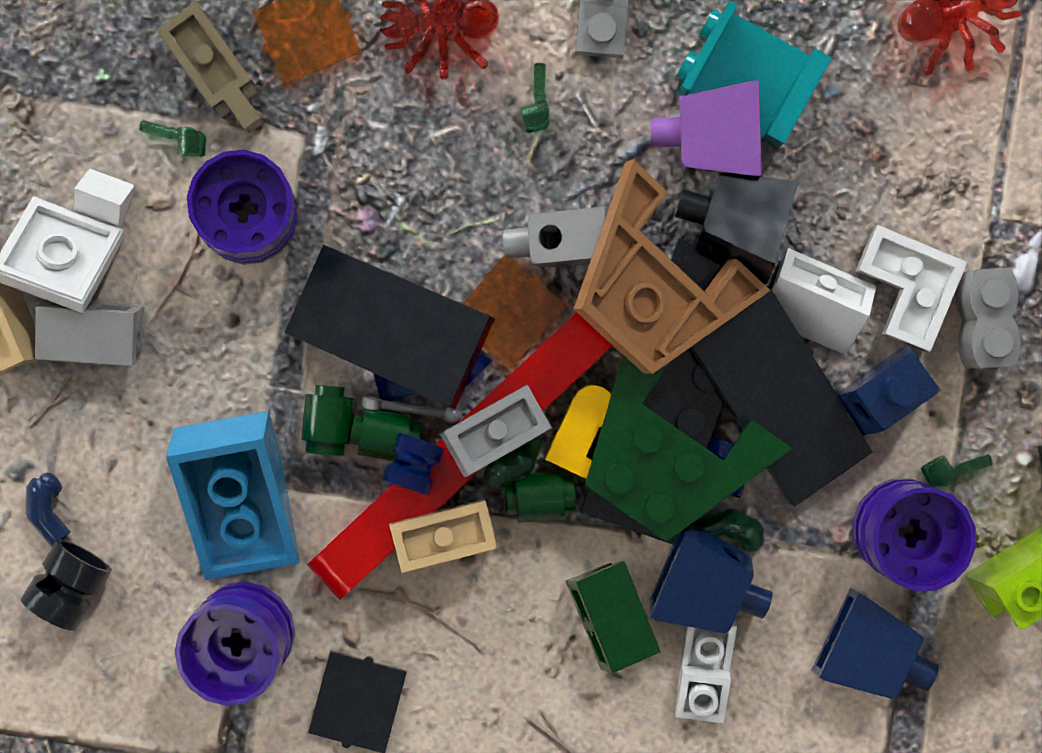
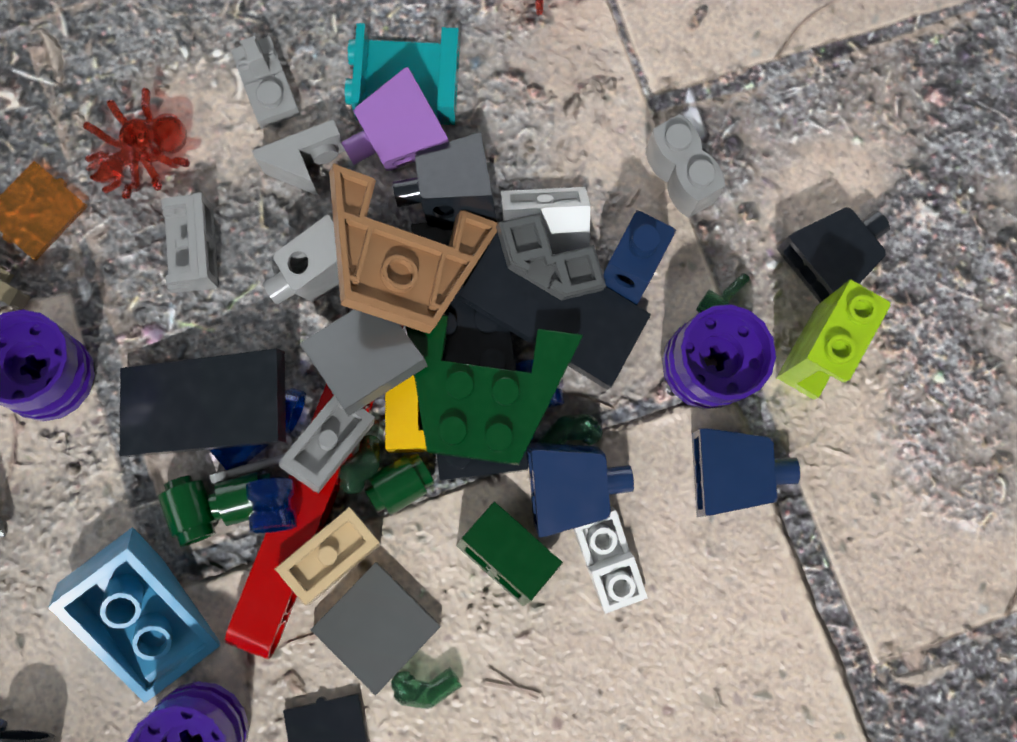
camera: 30 degrees left, 10 degrees down
(446, 148) = (190, 243): none -> light grey hinge
(452, 620) = (375, 628): none -> dark grey tile
(469, 704) = (422, 693): none -> clear green arm
(519, 306) = (286, 333): clear orange piece -> none
(536, 115) = (250, 185): clear green hand -> none
(567, 365) = (362, 358): none -> dark grey tile
(588, 109) = (290, 156): none -> light grey slope
(782, 339) = (531, 257): none -> dark grey tile
(925, 283) = (618, 161): white plate -> none

